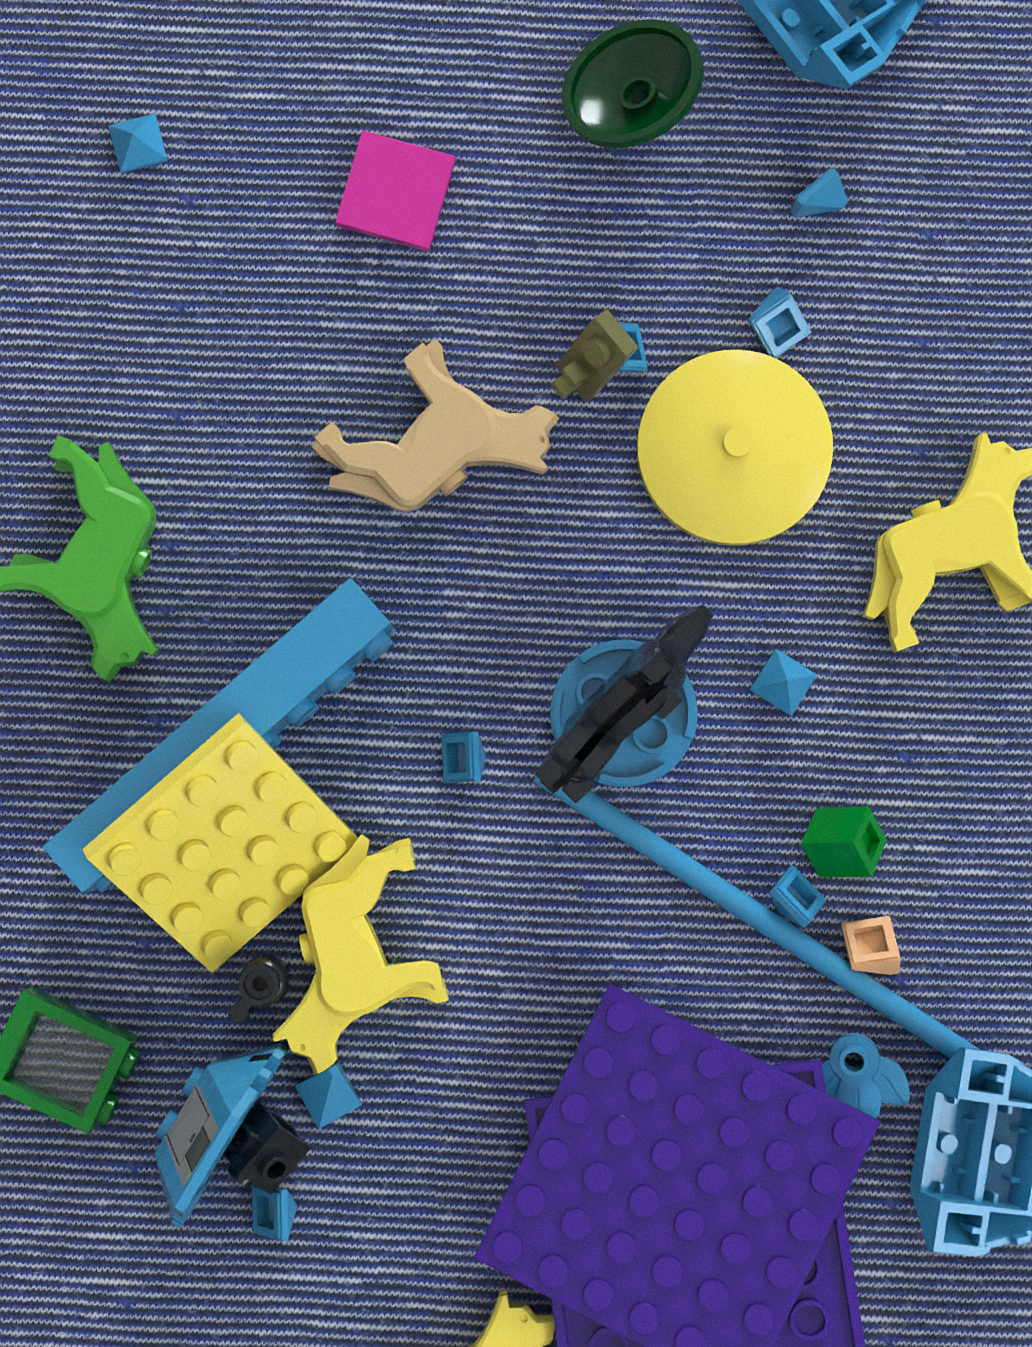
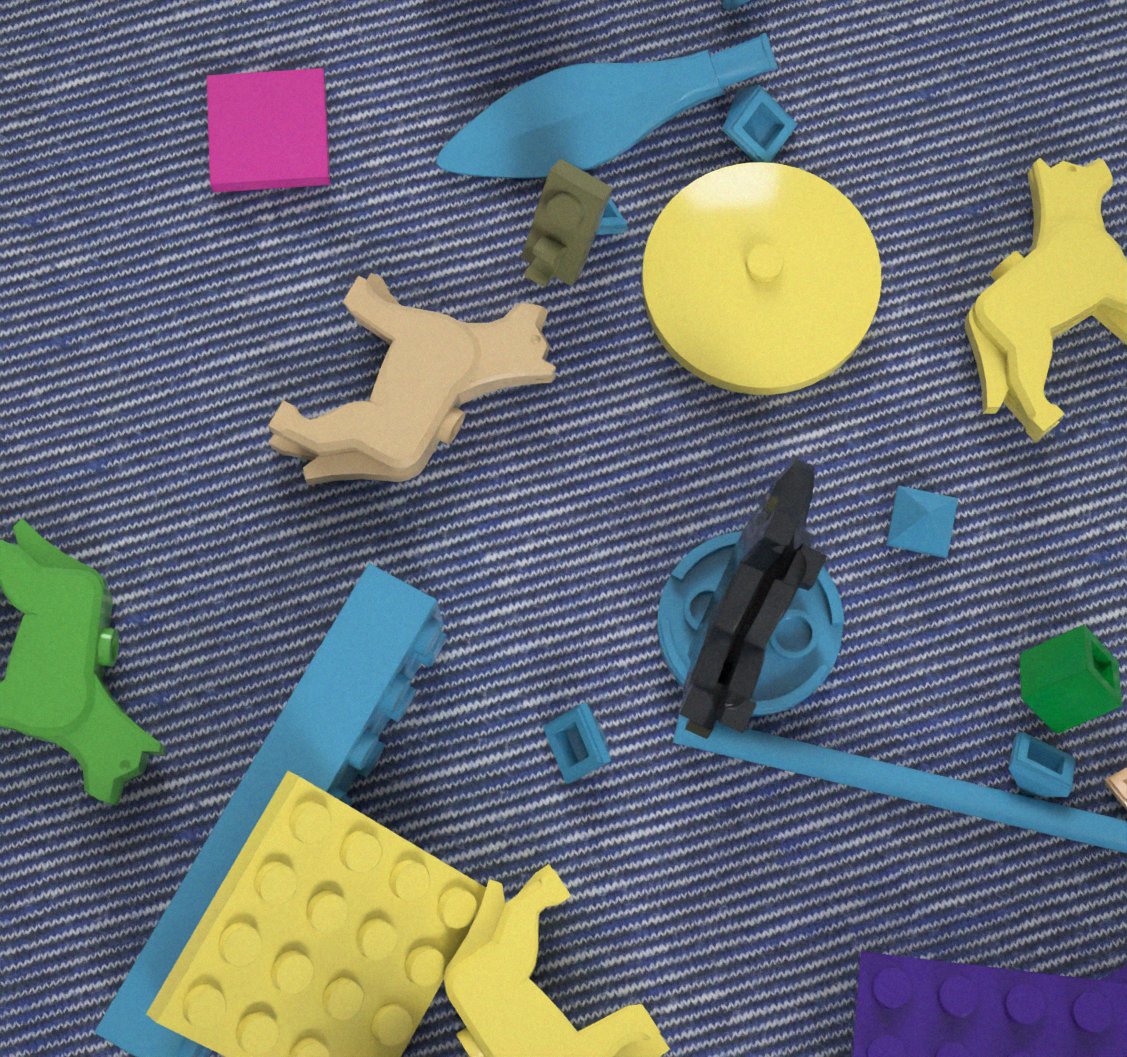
camera: 20 degrees left, 10 degrees down
(654, 267) = (593, 111): none -> dark azure animal

